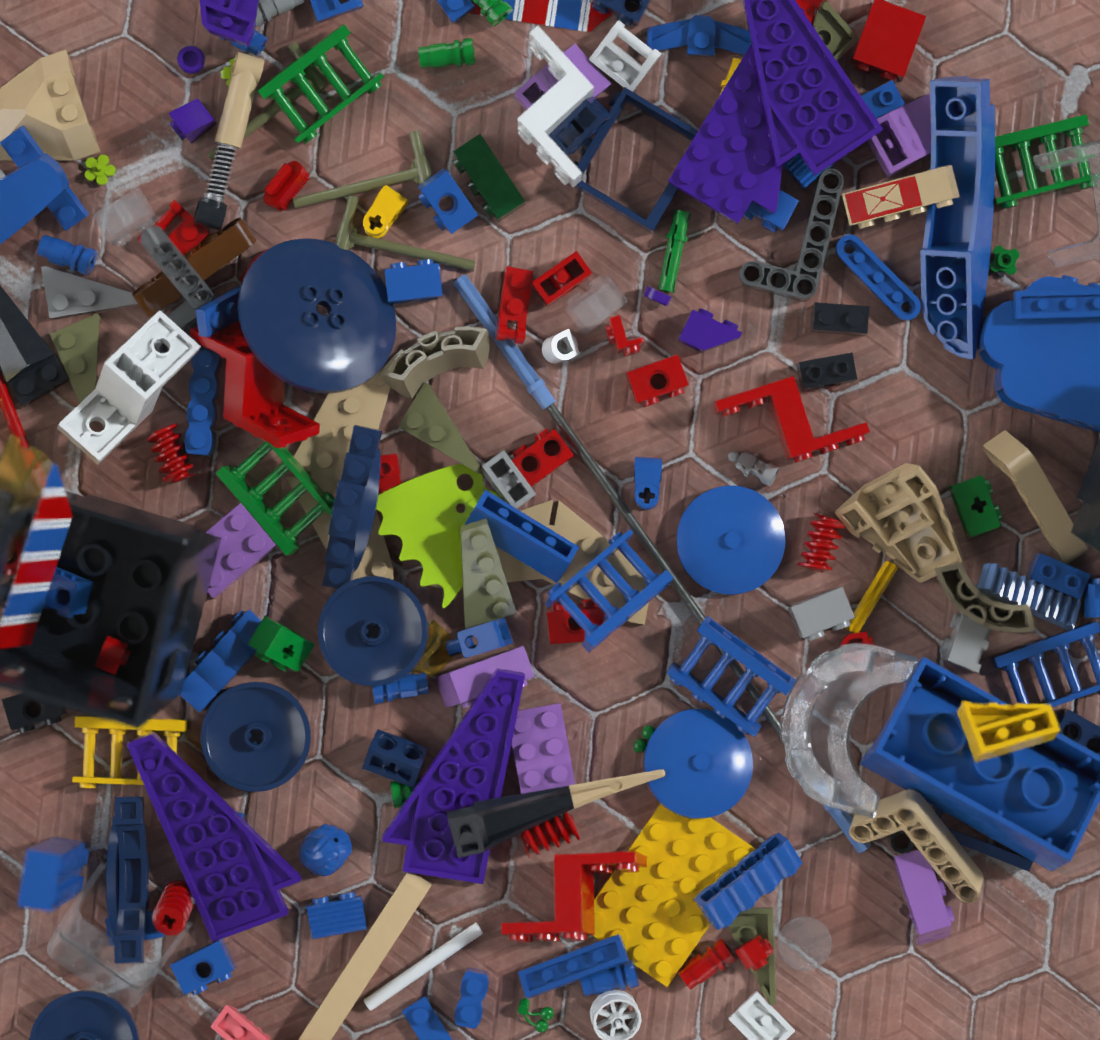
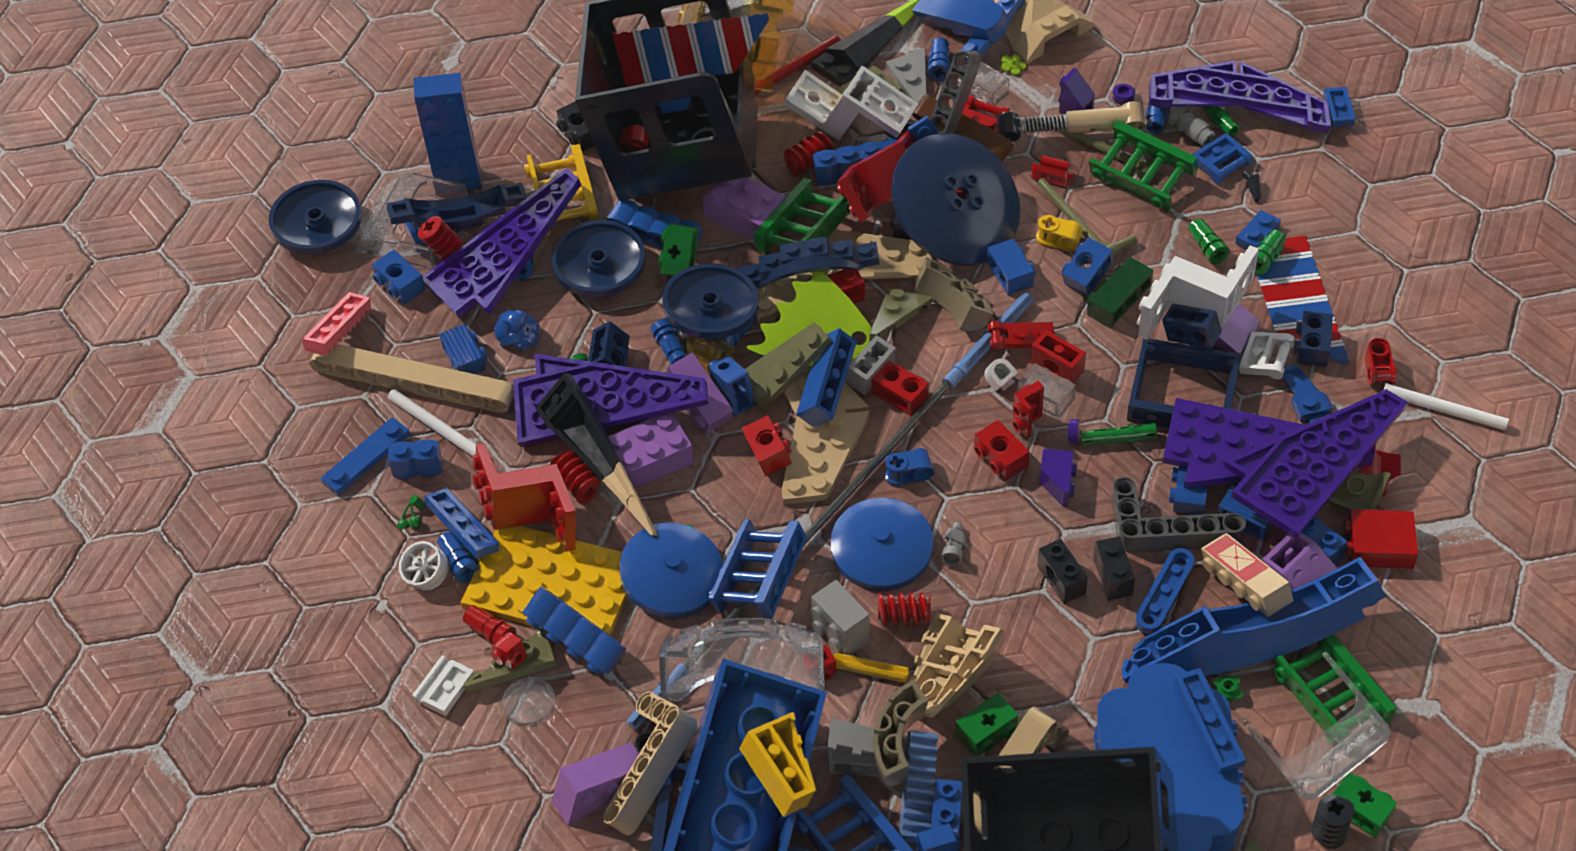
camera: 80 degrees right, 35 degrees down
(348, 236) = (1029, 220): olive bar -> none
(614, 616) = (790, 467): blue fence -> none
(790, 419) = (1007, 549): red bracket -> none

